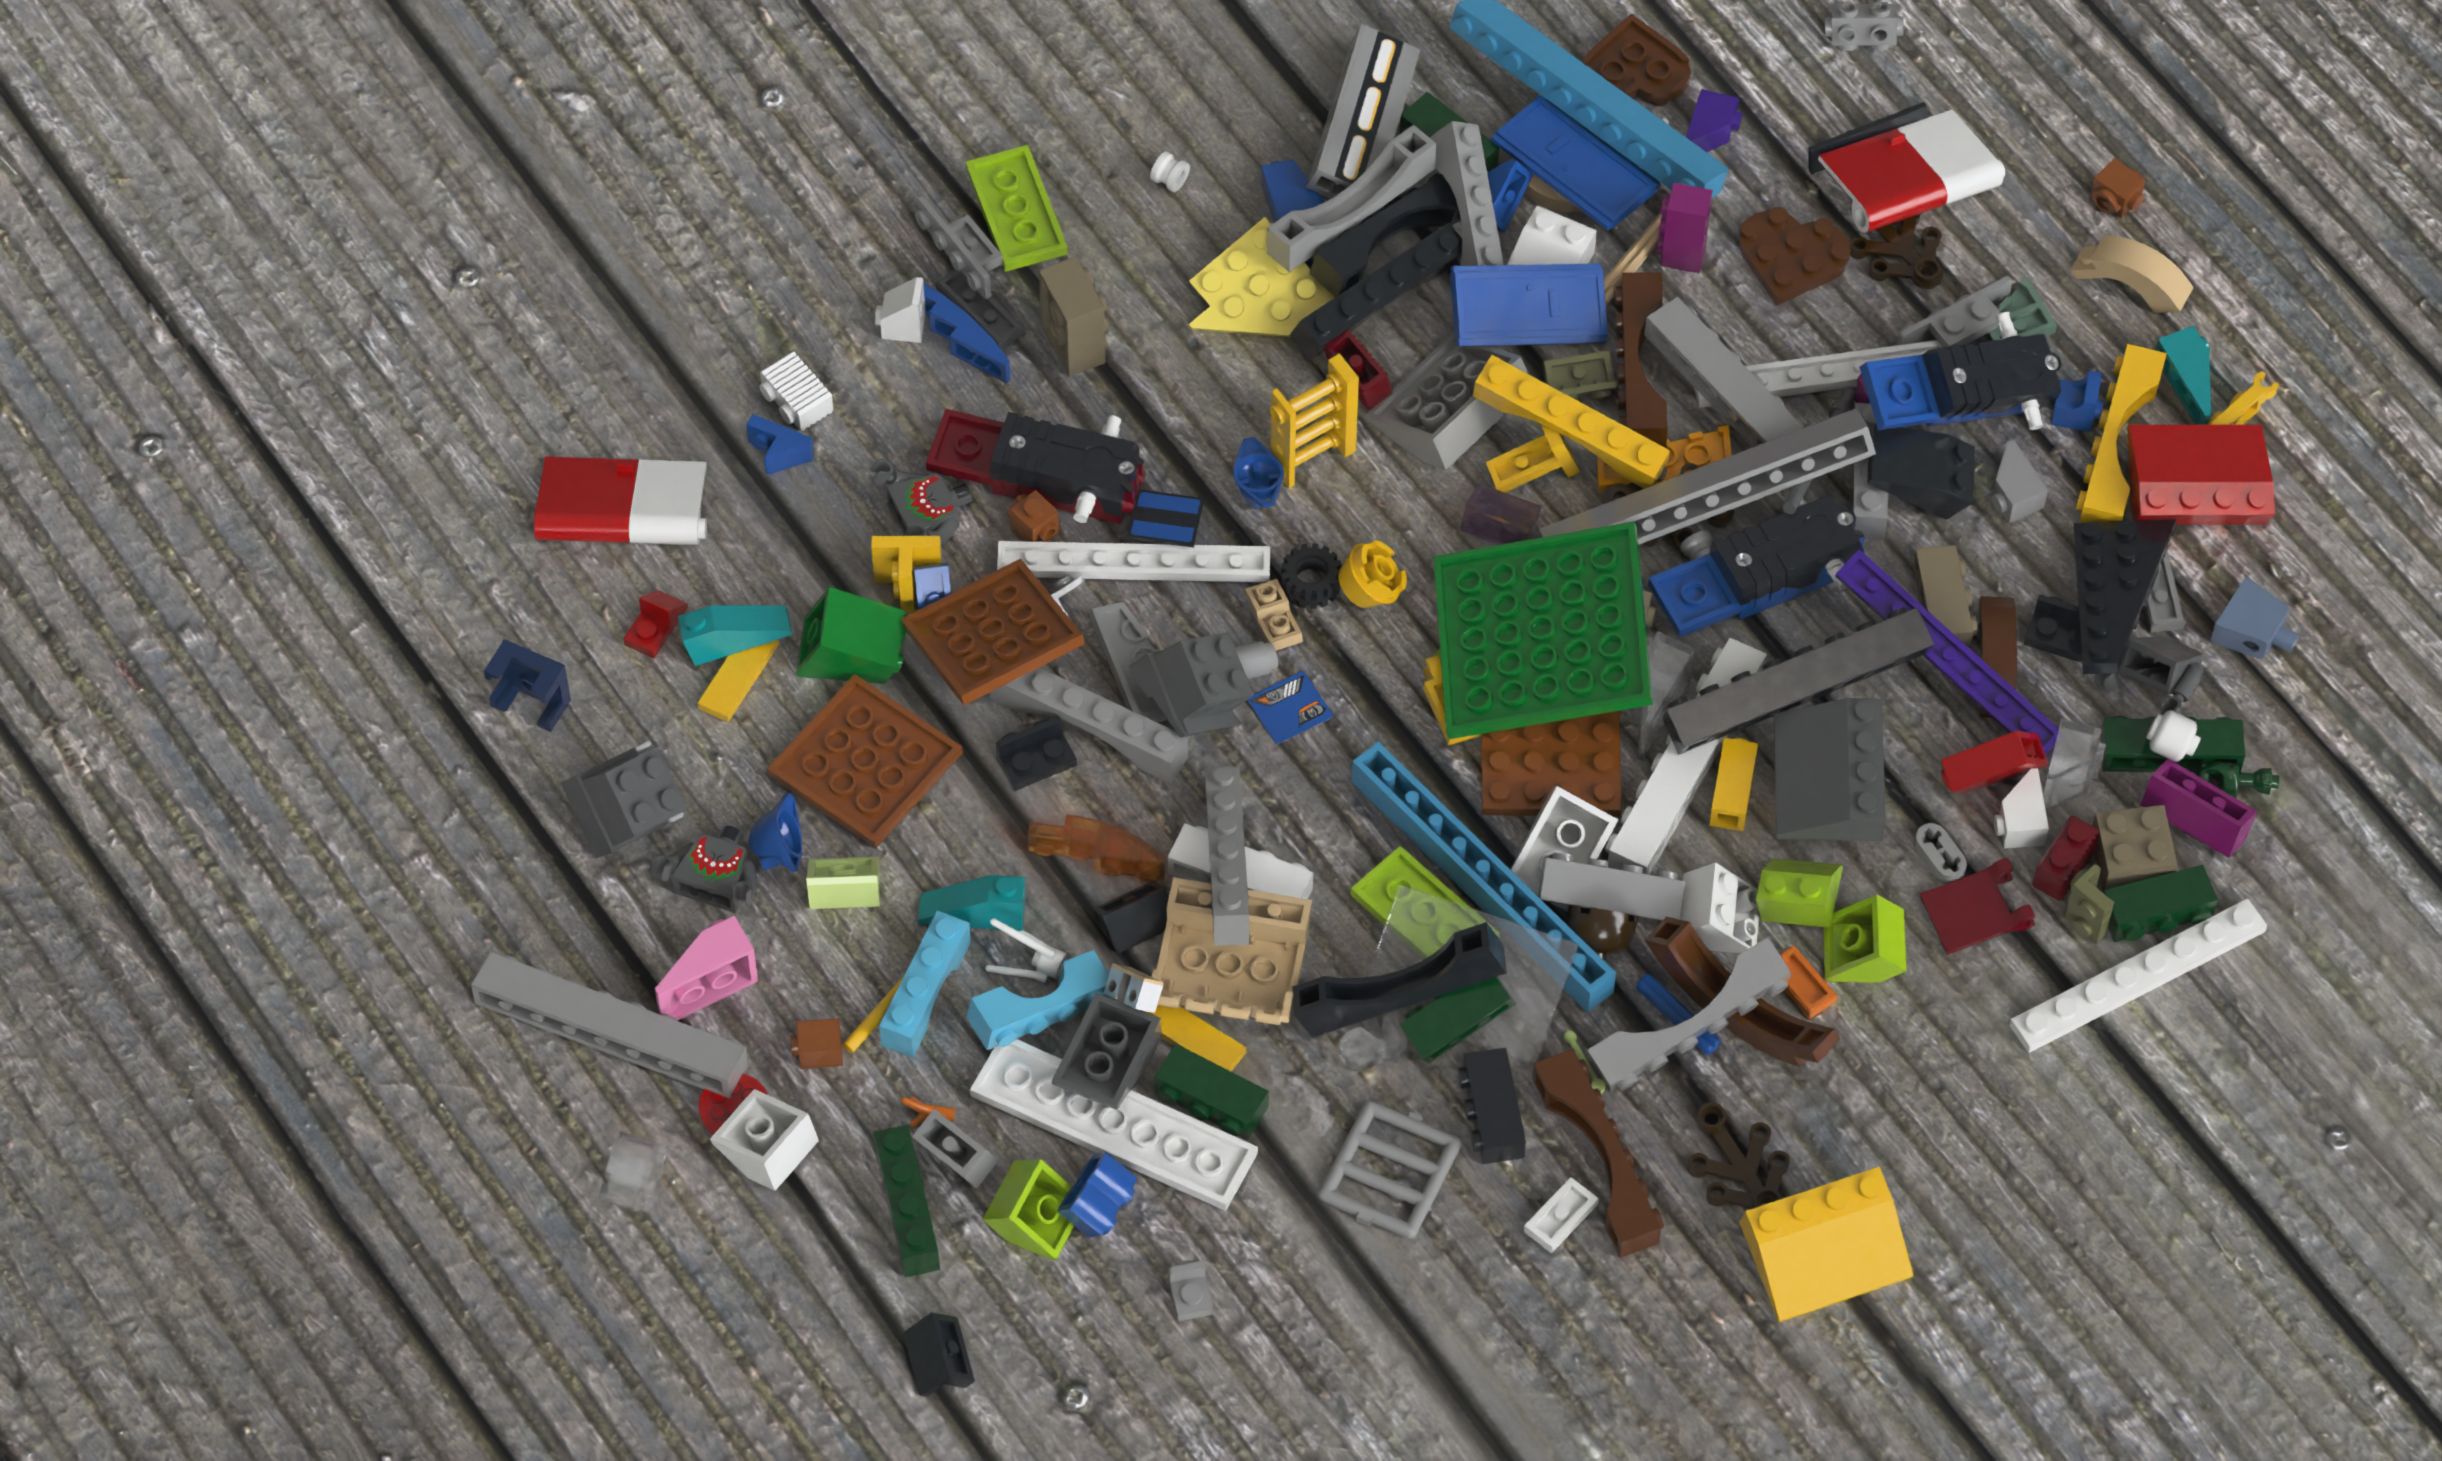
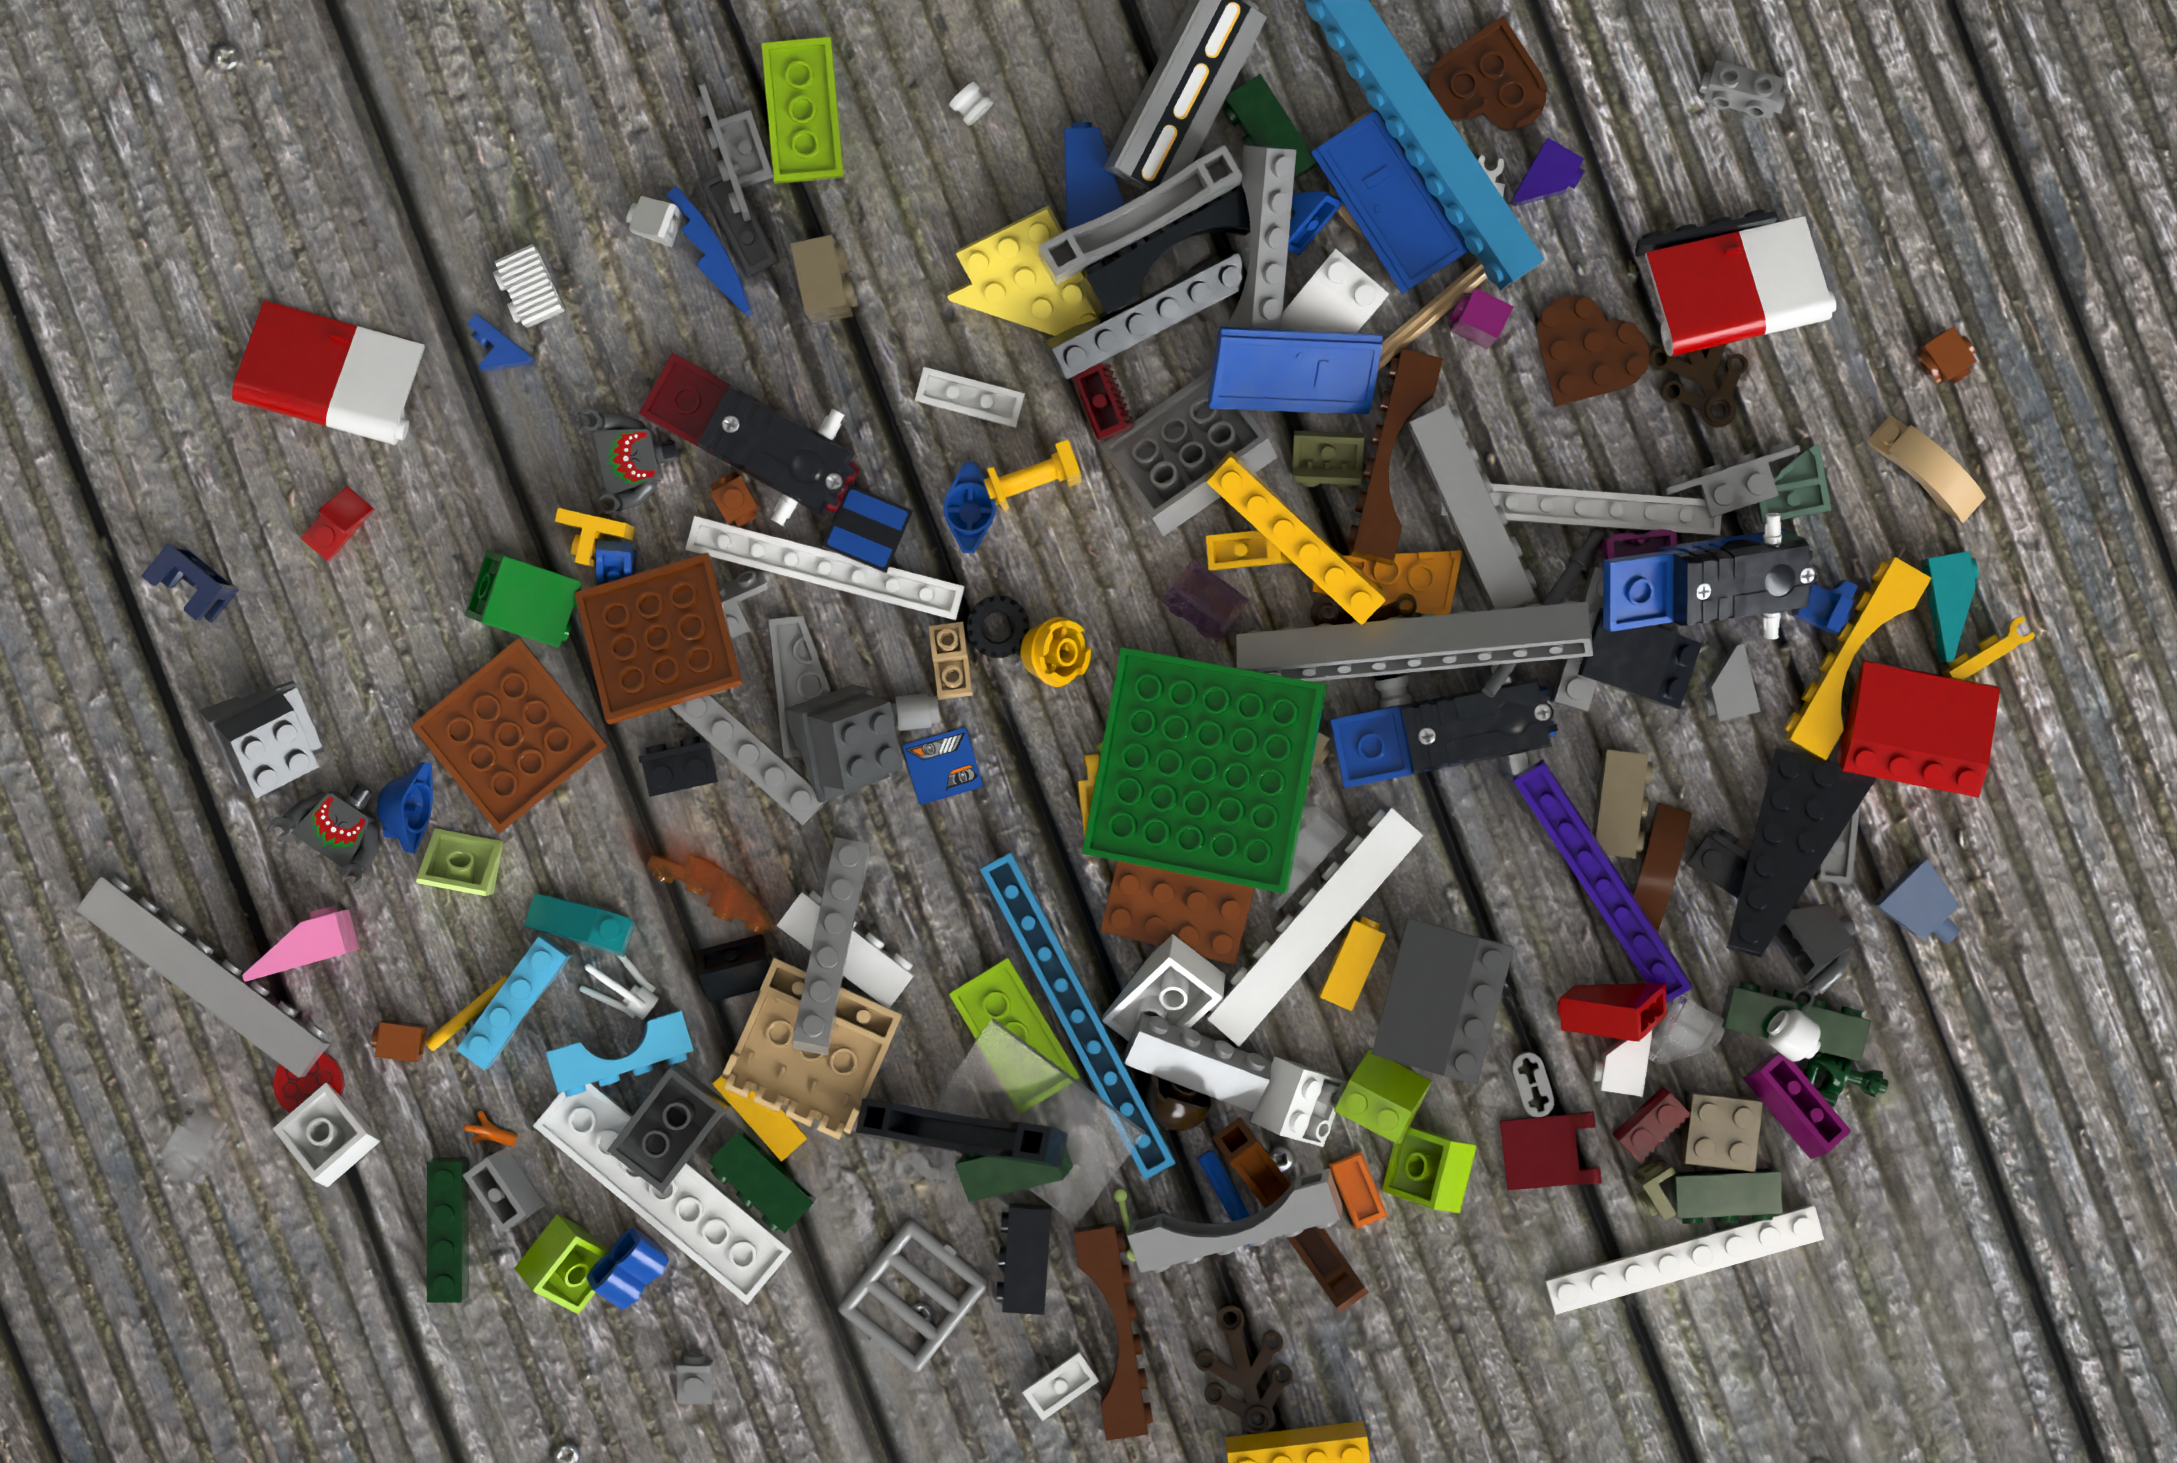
camera: 15 degrees right, 30 degrees up
(731, 629) = (407, 562): teal slope -> none
(735, 680) = (407, 602): yellow tile -> none
(938, 1353) = (447, 1391): black panel -> none
(1133, 988) = (706, 1061): flat silver piece -> none
(1228, 398) = (969, 397): none -> white plate
(1797, 680) = (1441, 890): black brick -> none

